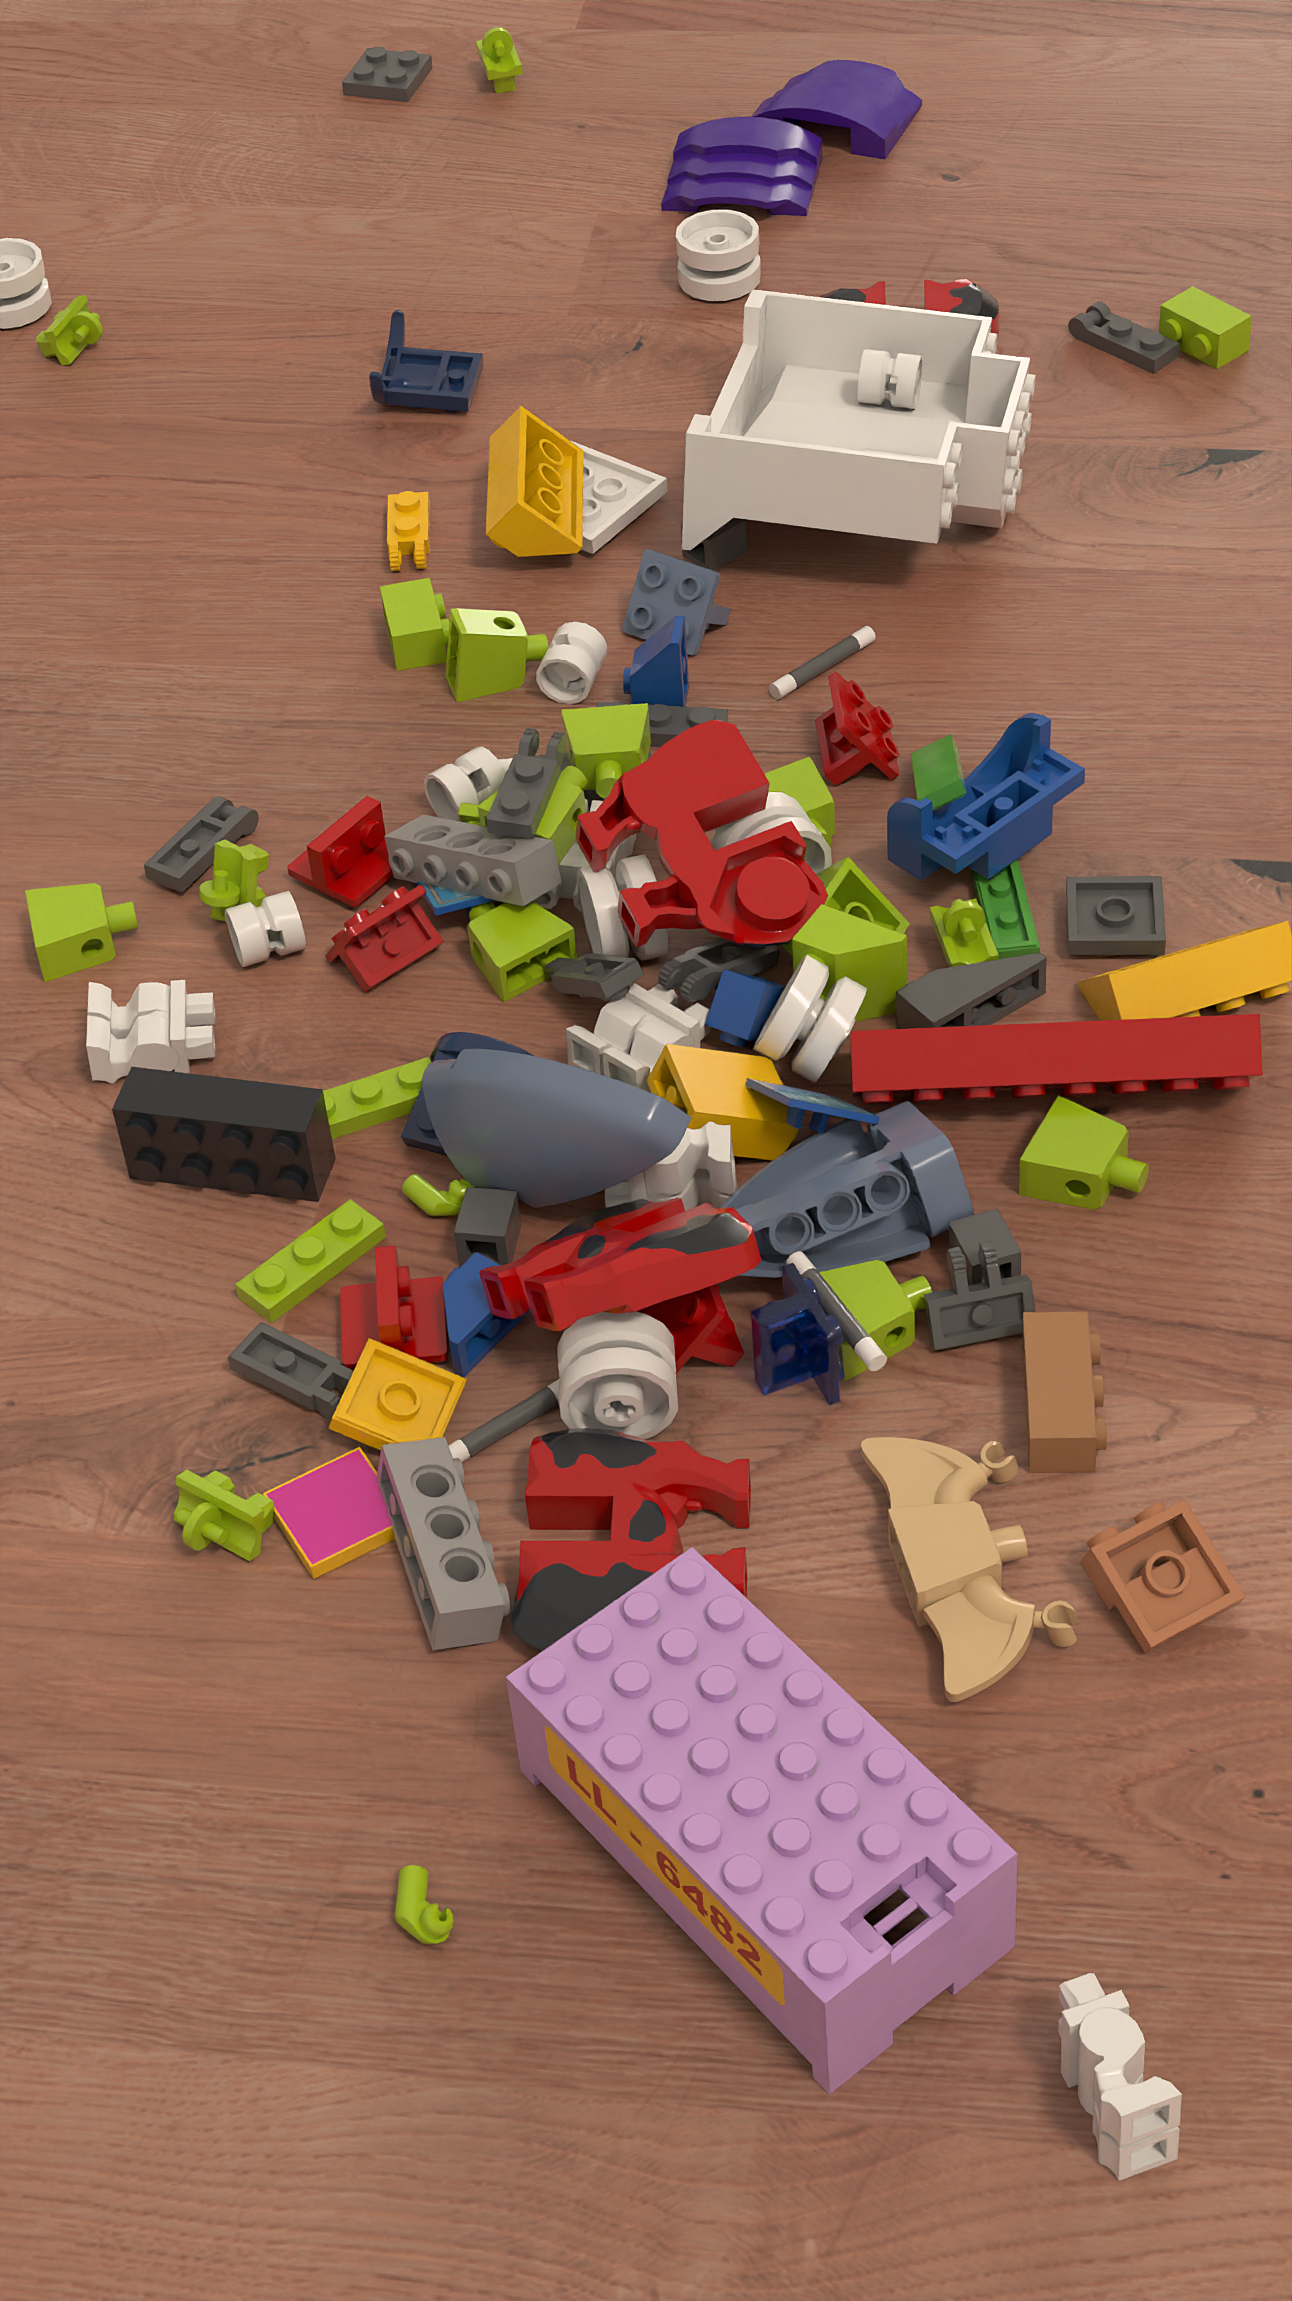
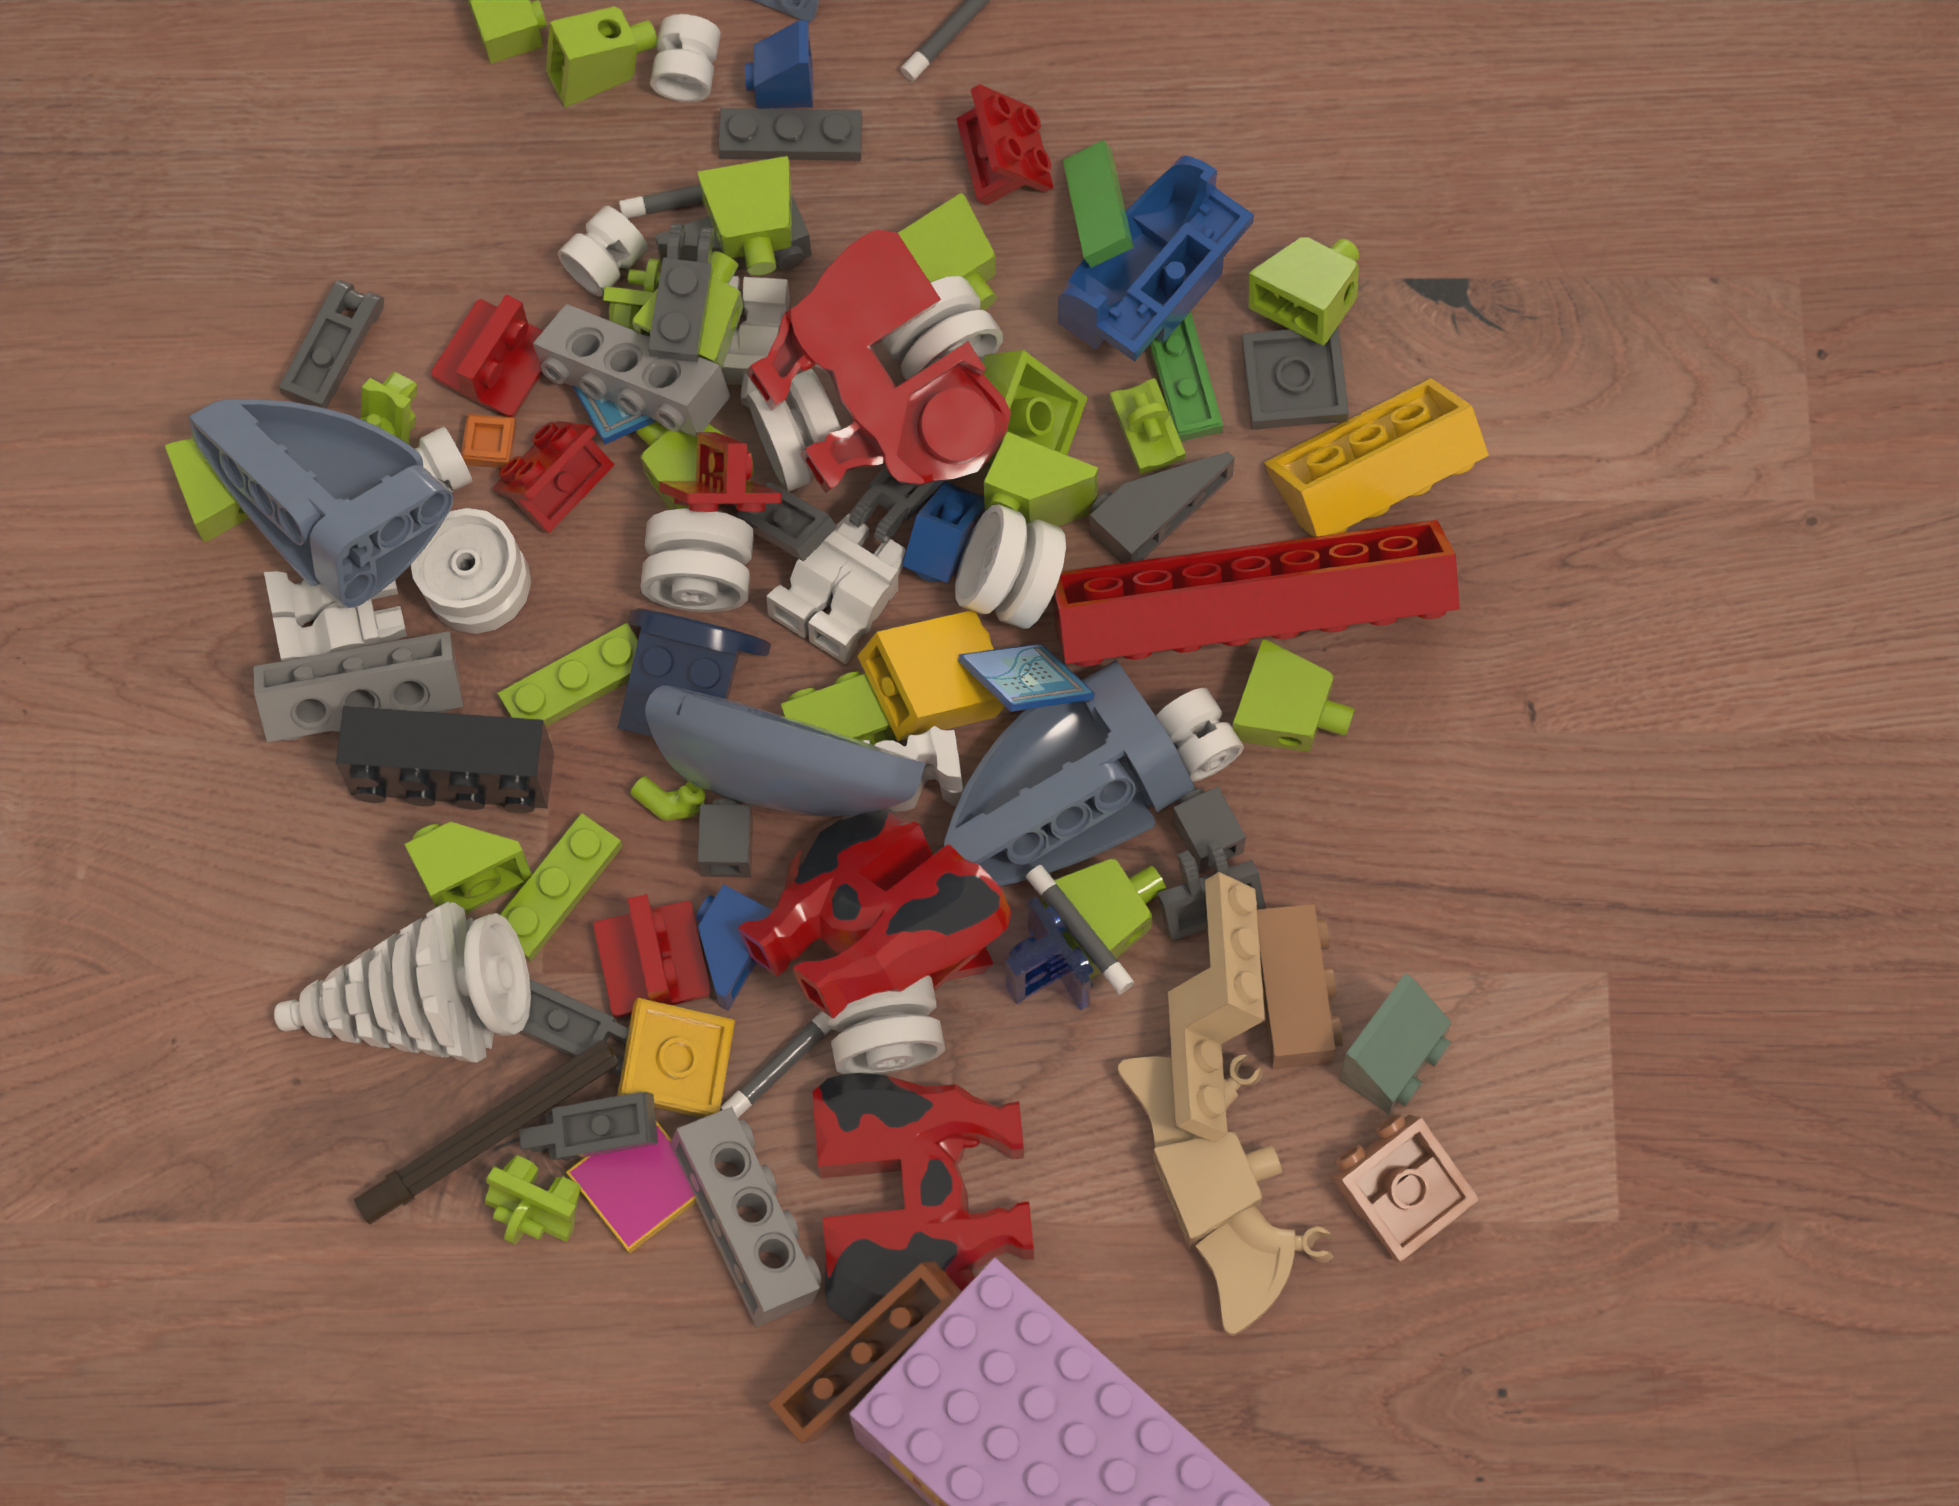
camera: 10 degrees left, 25 degrees up
(77, 1072) = (335, 677): none -> light grey brick
(94, 1489) = (404, 1184): none -> dark brown axle
(157, 1307) = (428, 989): none -> white plant
(161, 917) = (325, 490): none -> sand blue panel
(224, 1220) = (467, 864): none -> lime slope
(286, 1001) = (473, 572): none -> white wheel
(298, 1448) = (595, 1127): none -> dark grey hinge
(326, 919) = (488, 440): none -> orange tile
(476, 1699) = (864, 1353): none -> dark orange brick
(506, 994) = (697, 560): none -> white wheel
(535, 925) = (721, 478): none -> red bracket
(969, 1384) = (1215, 1007): none -> tan bracket
(989, 1171) = (1196, 731): none -> white wheel
(1146, 847) = (1307, 287): none -> lime torso
(1162, 1439) = (1396, 1047): none -> sand green slope

